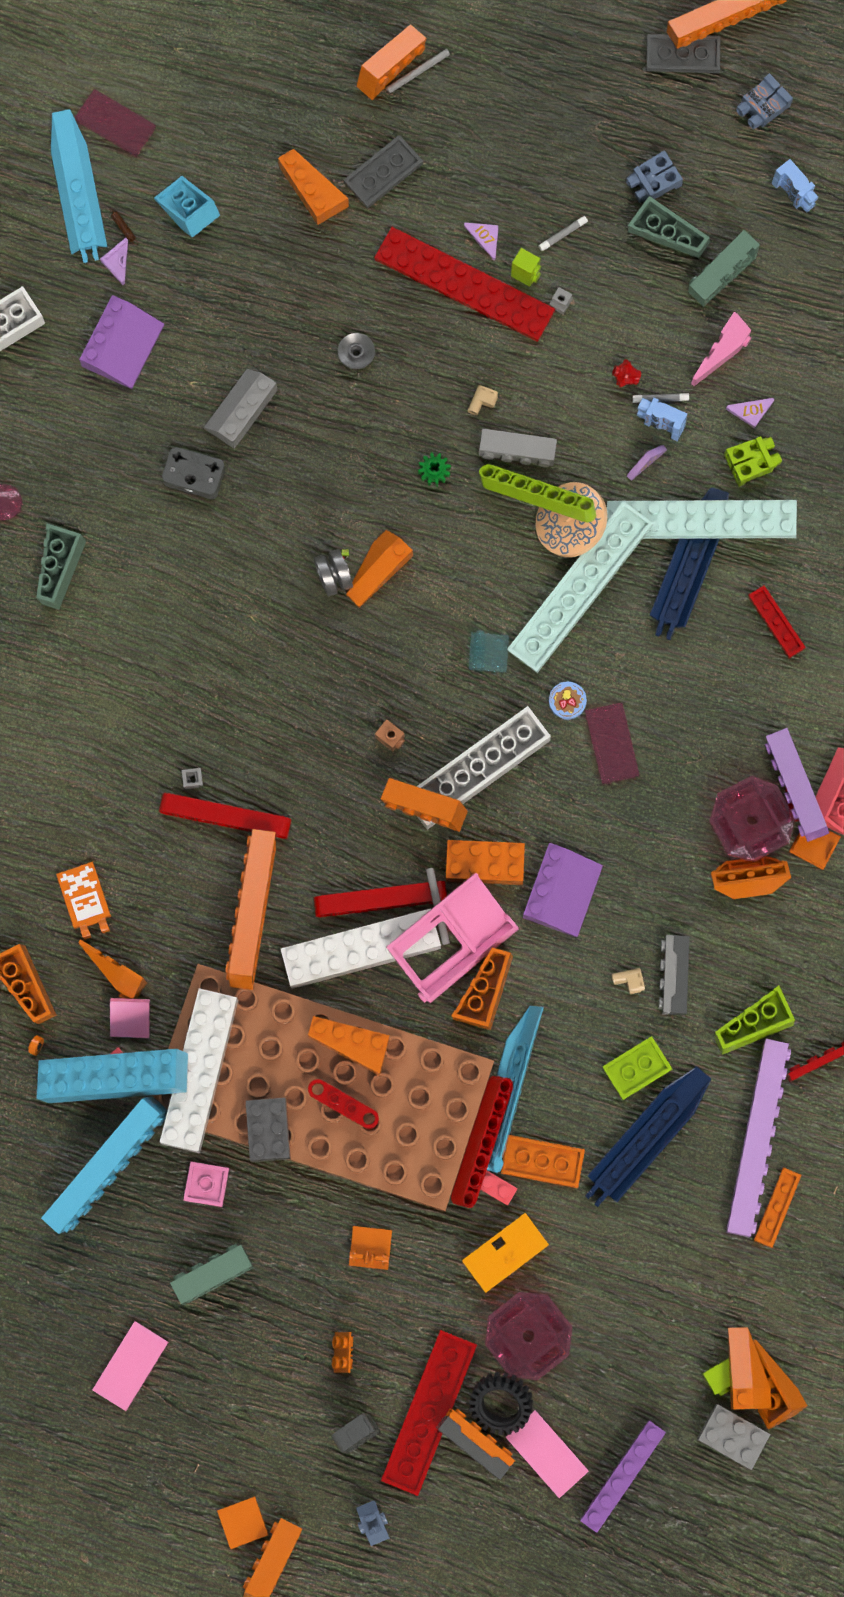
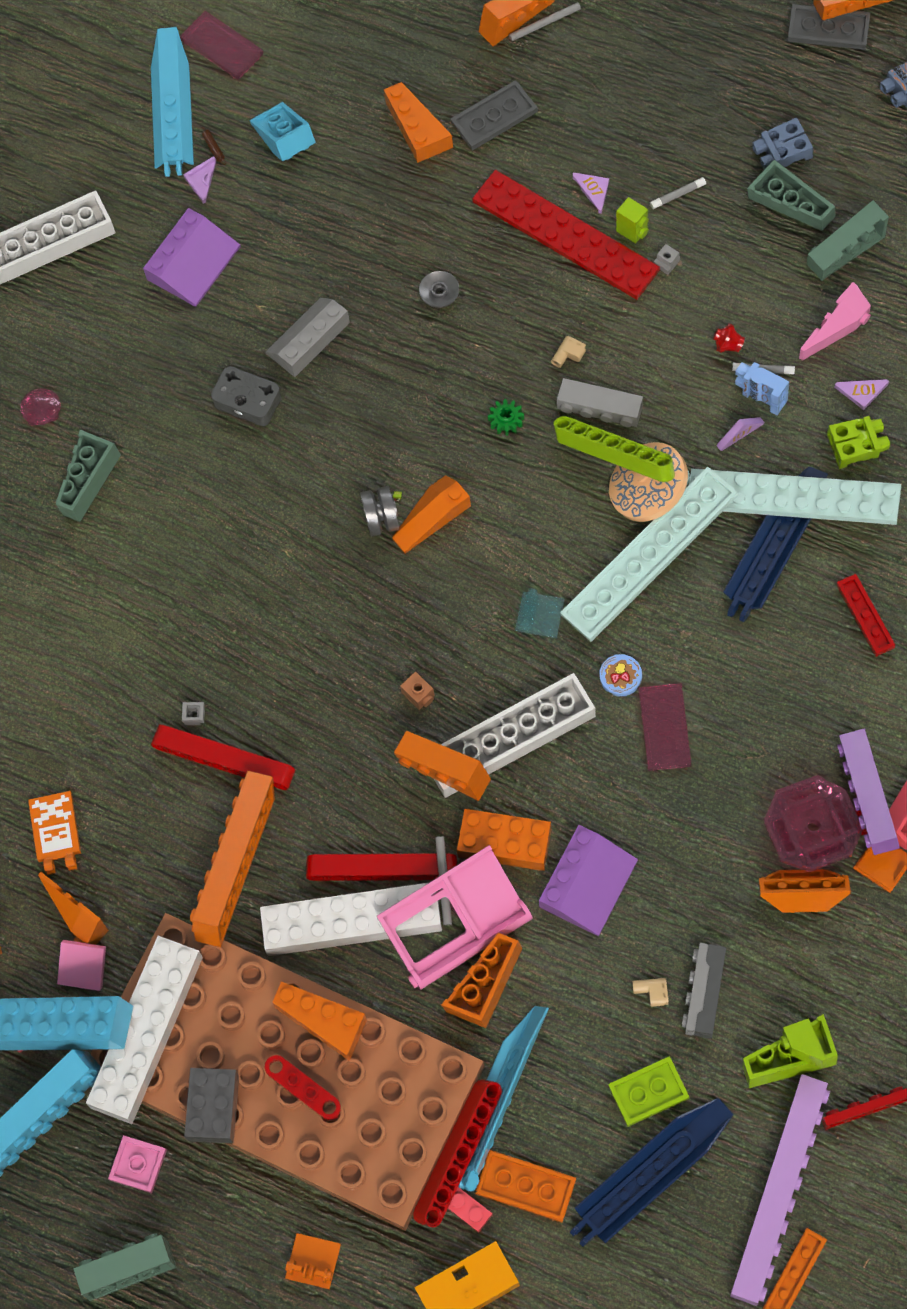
camera: 15 degrees right, 10 degrees down
(765, 1013) = (803, 1043): none -> lime slope

